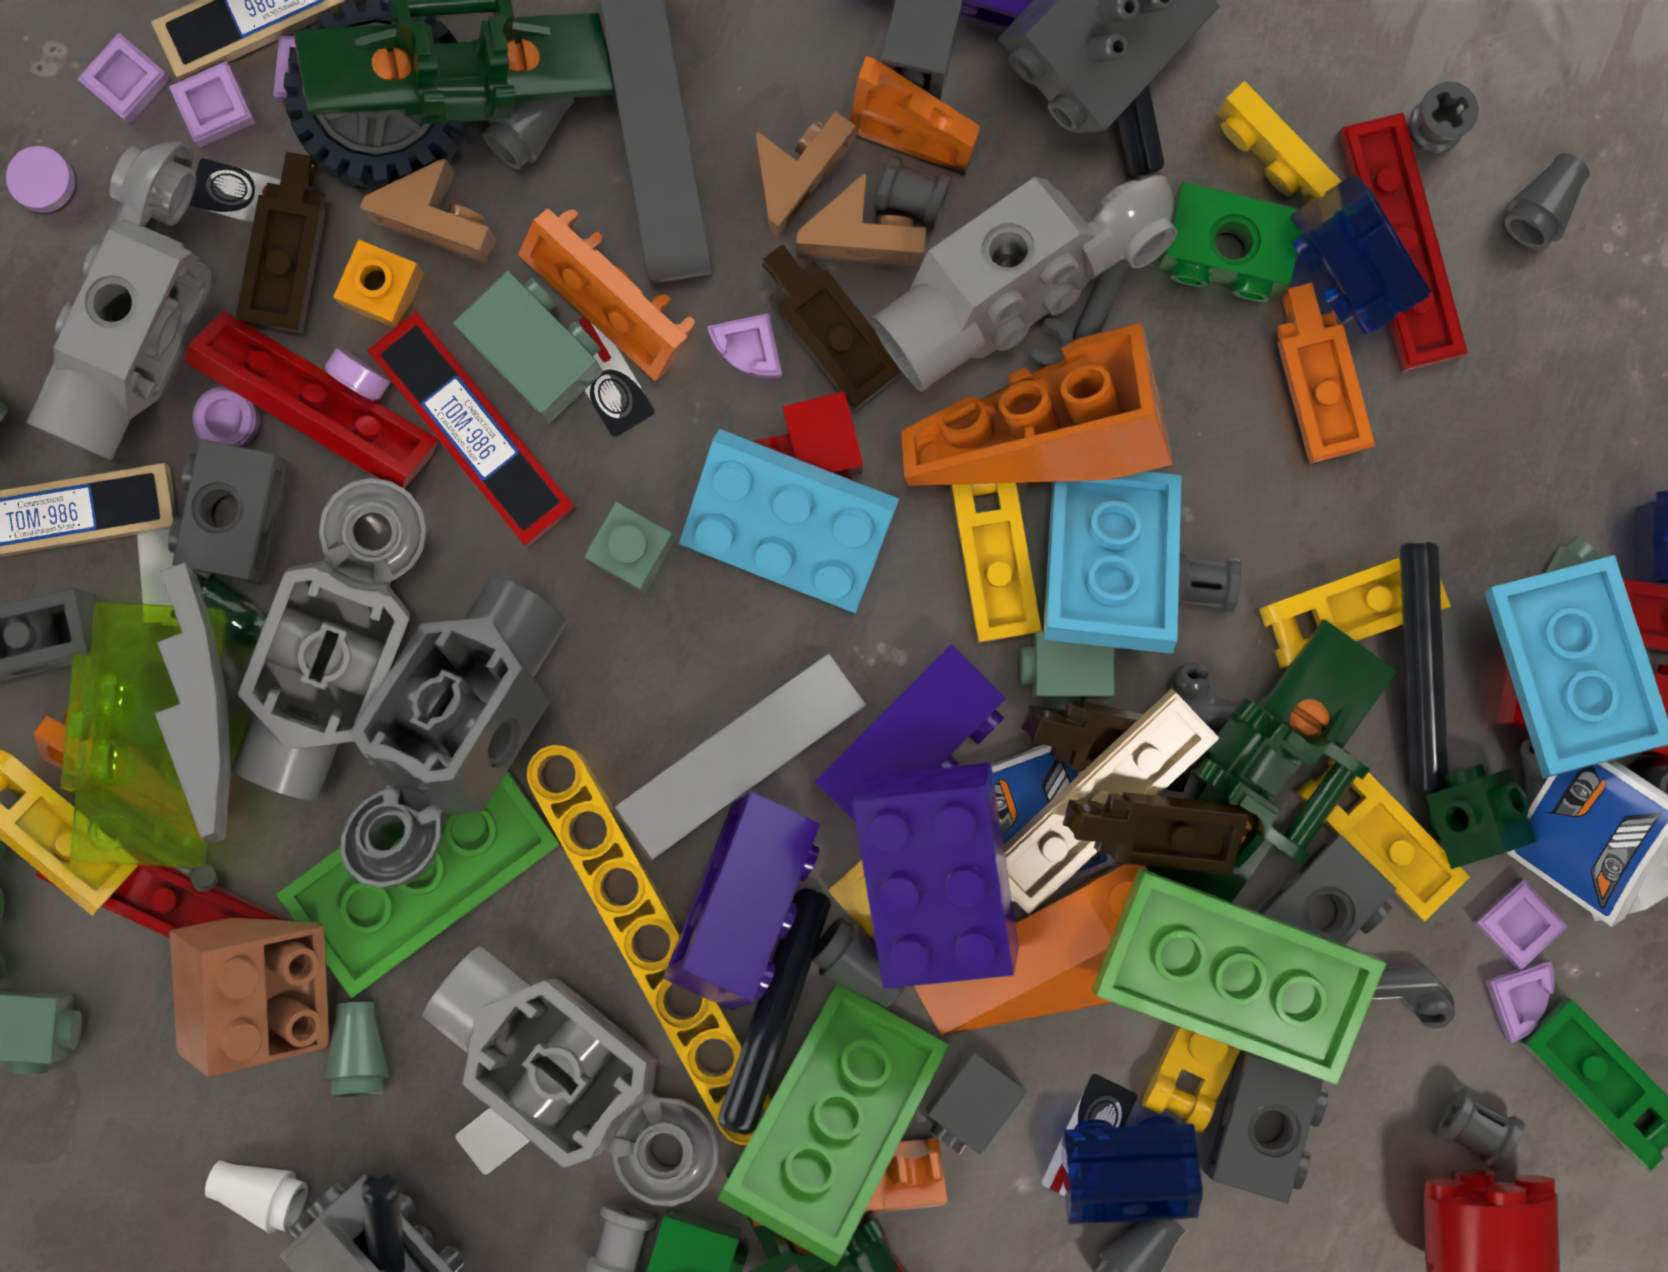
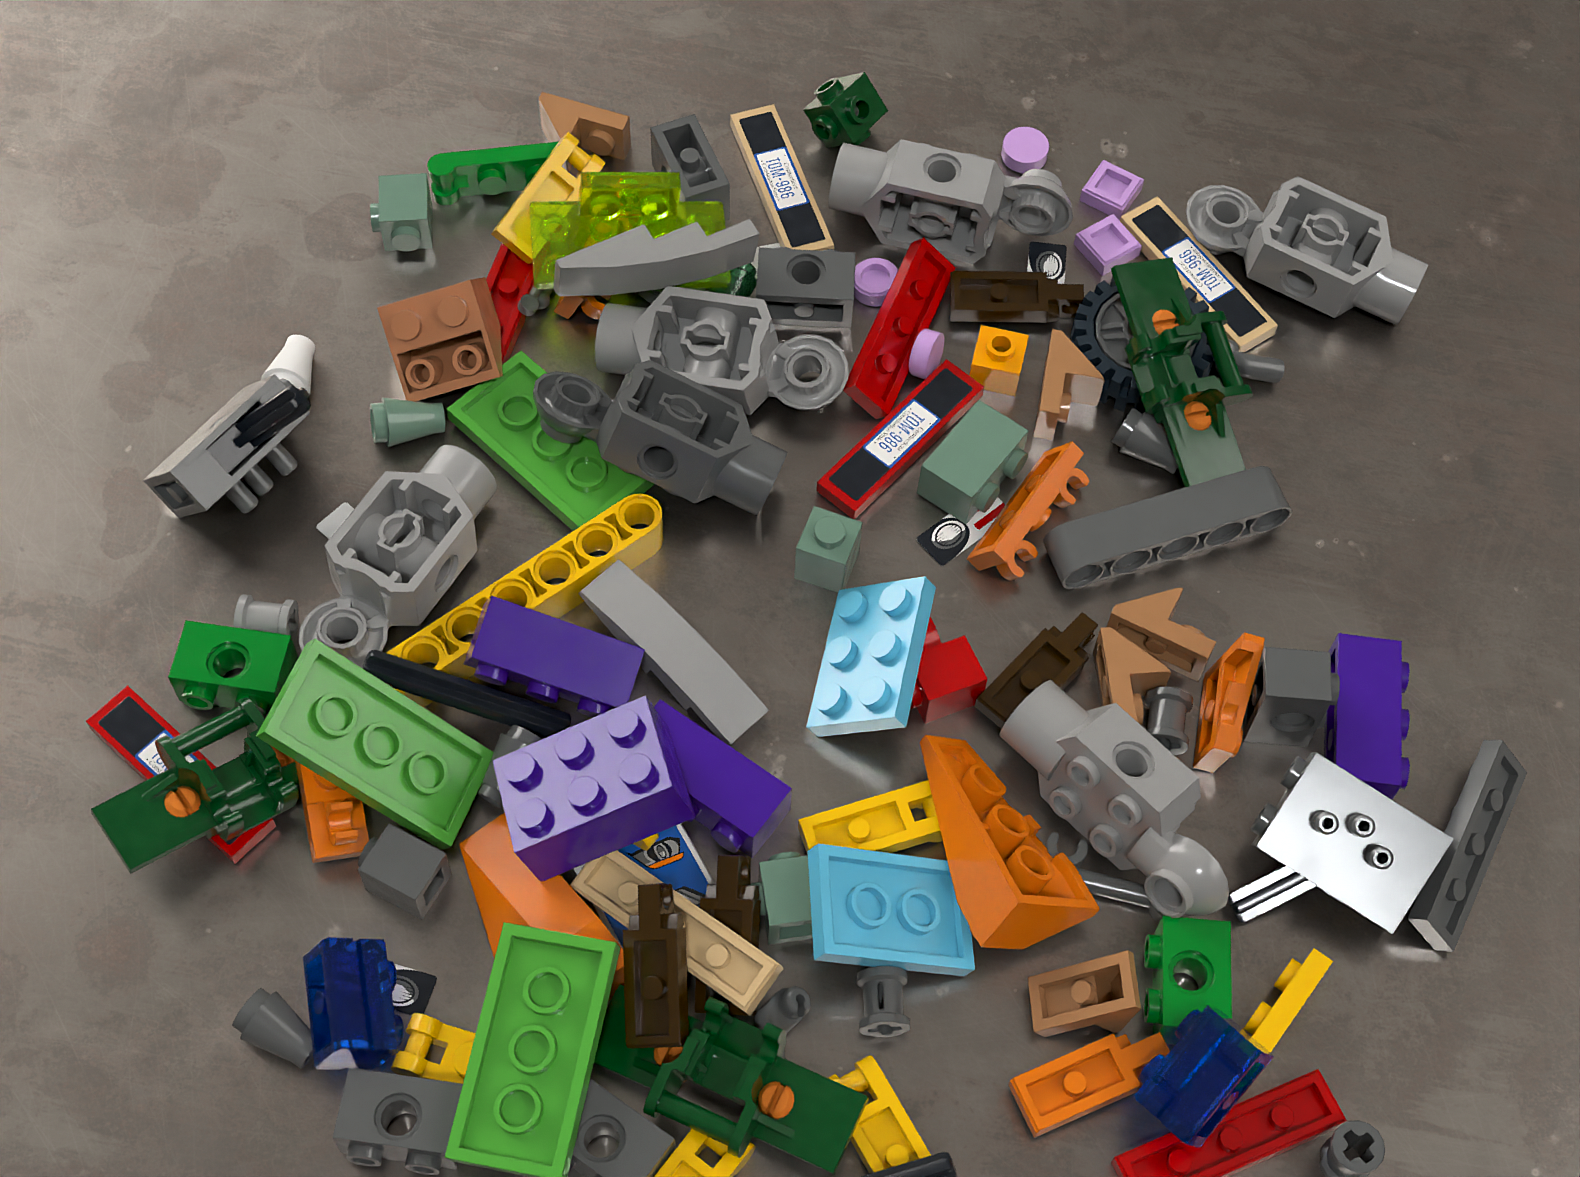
camera: 80 degrees right, 25 degrees down
(748, 346) = (1011, 622): lavender tile -> none
(1236, 360) = (1085, 995): none -> medium nougat slope

